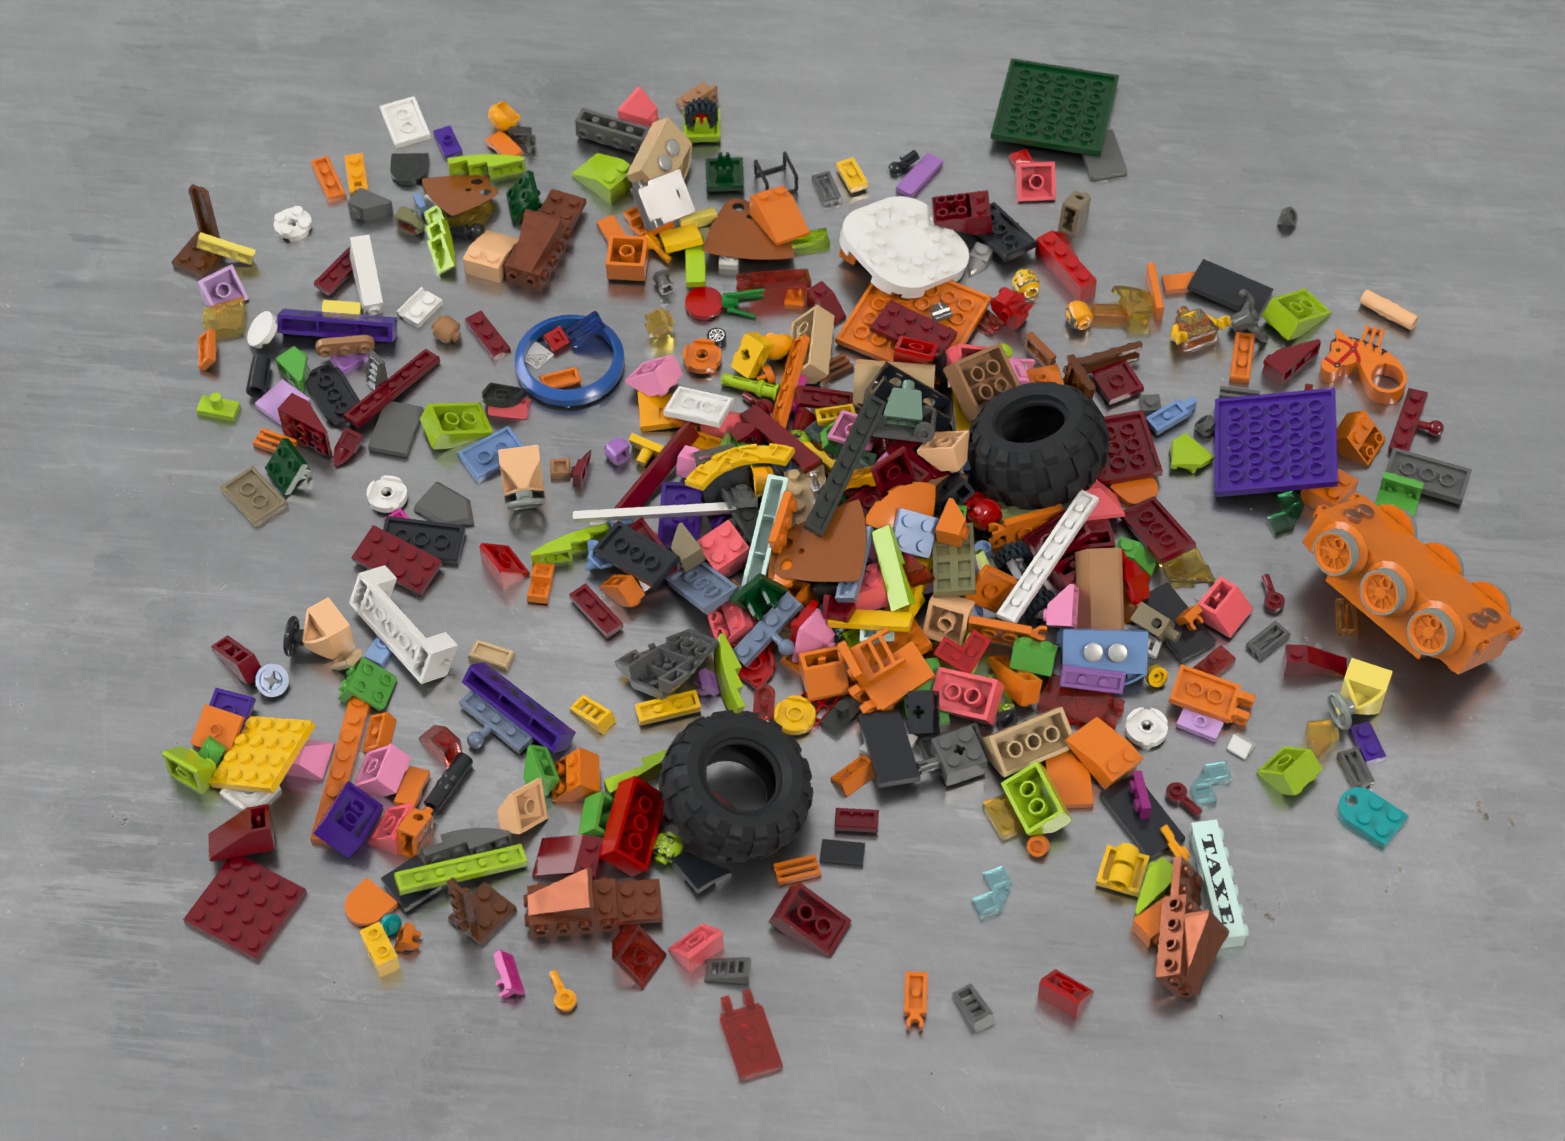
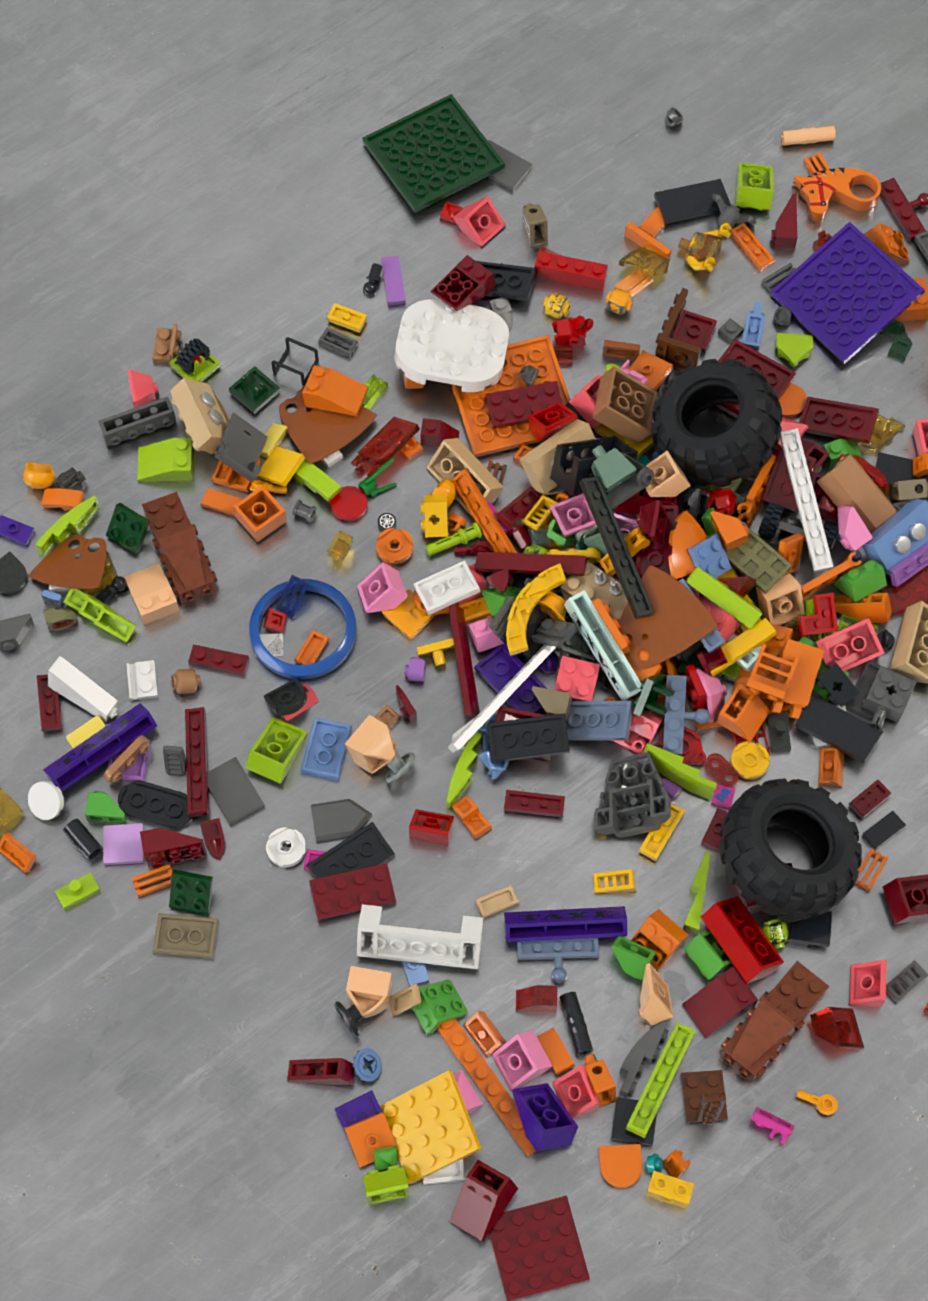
camera: 45 degrees left, 10 degrees up
(623, 590) = (536, 771): orange slope -> none

